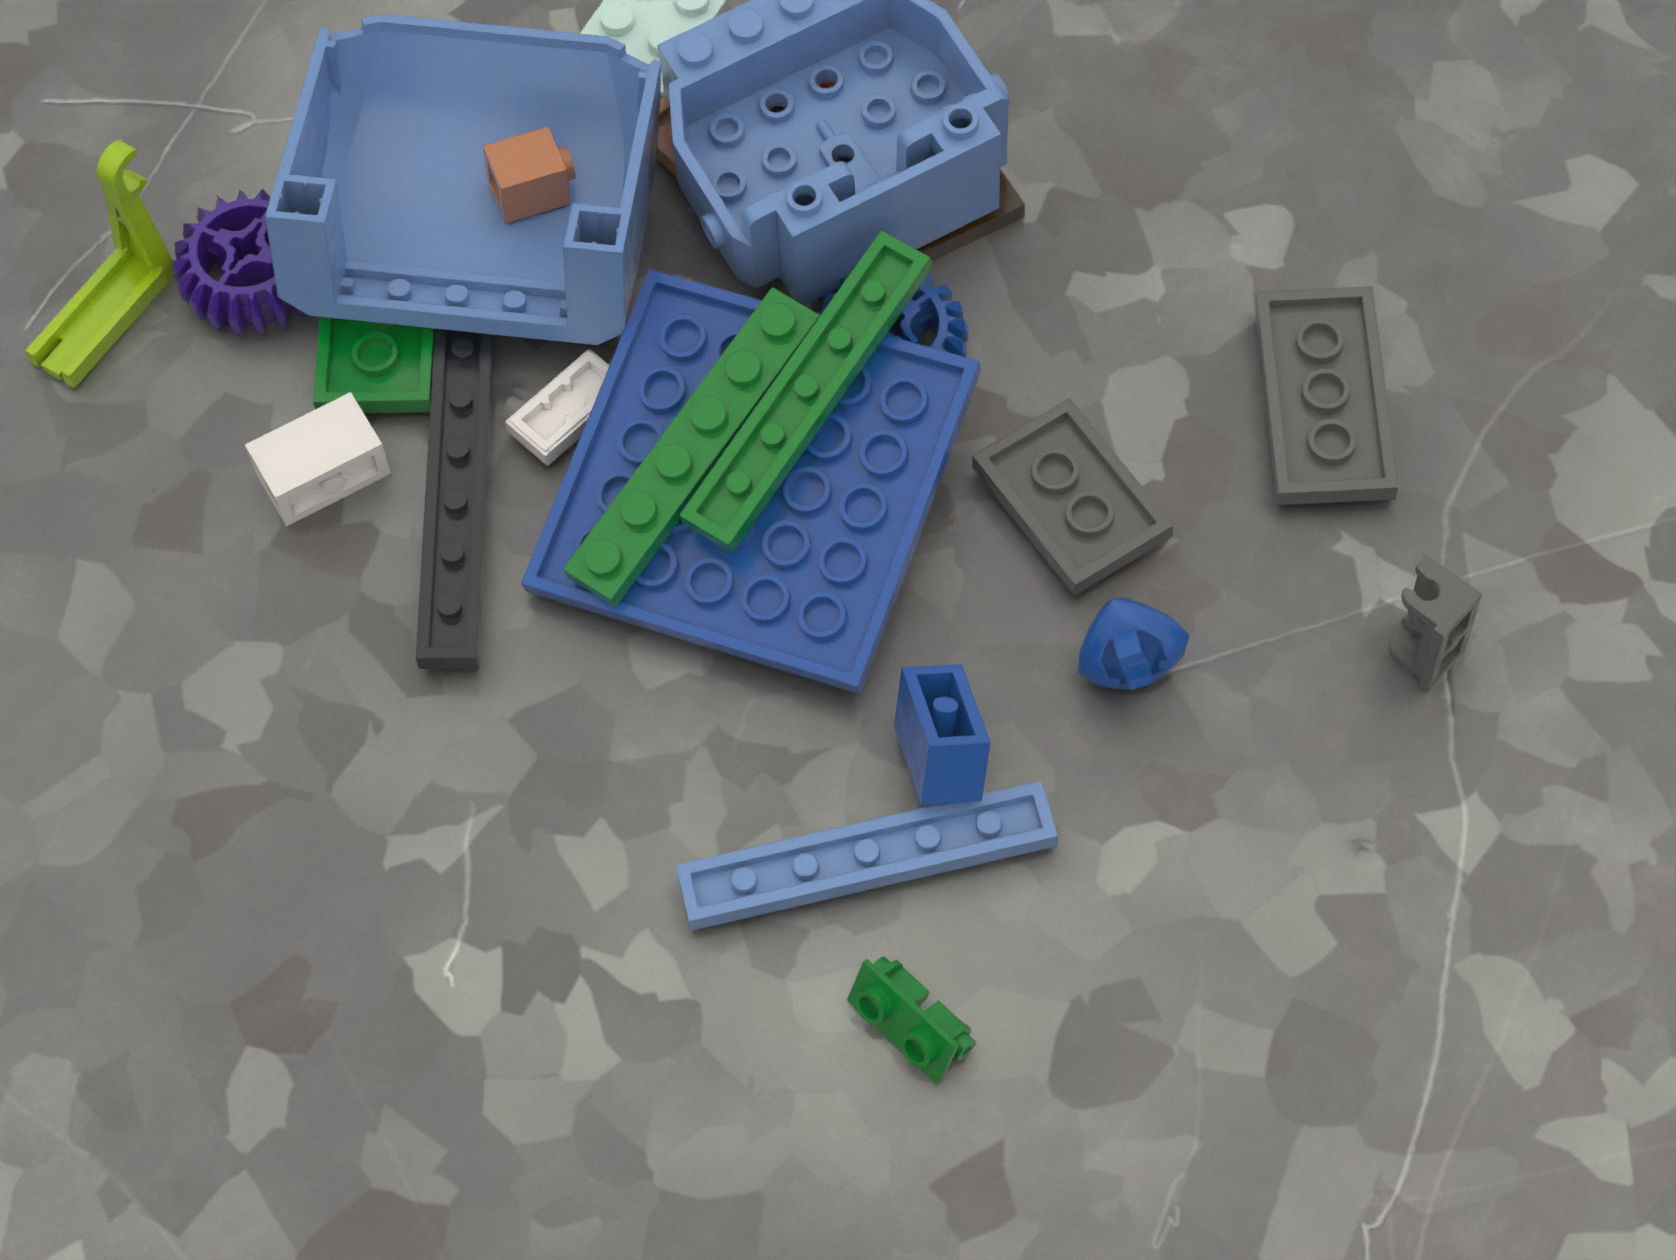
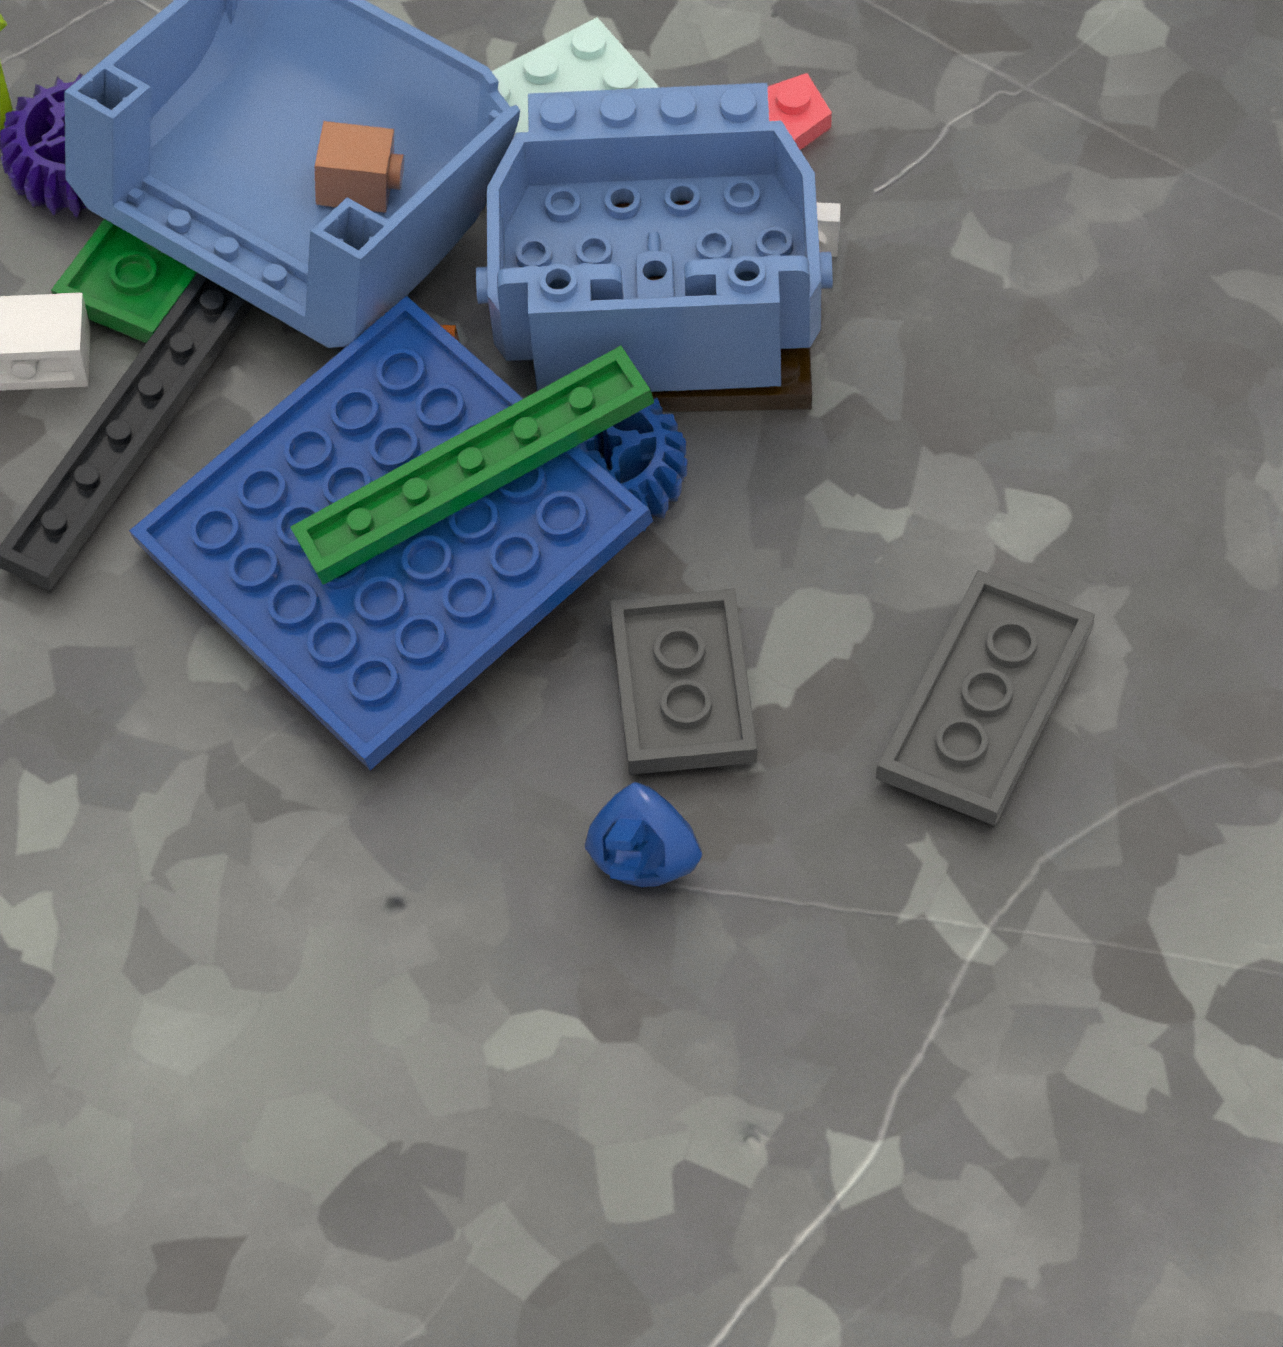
camera: 25 degrees right, 5 degrees down
(560, 410) = (251, 394): white plate -> none
(689, 449) = (262, 514): green plate -> none
(866, 855) = (283, 917): medium blue plate -> none
(890, 1000) = (218, 1056): green hinge -> none
(941, 734) = (407, 835): blue brick -> none
(1441, 616) = (944, 954): dark grey hinge -> none

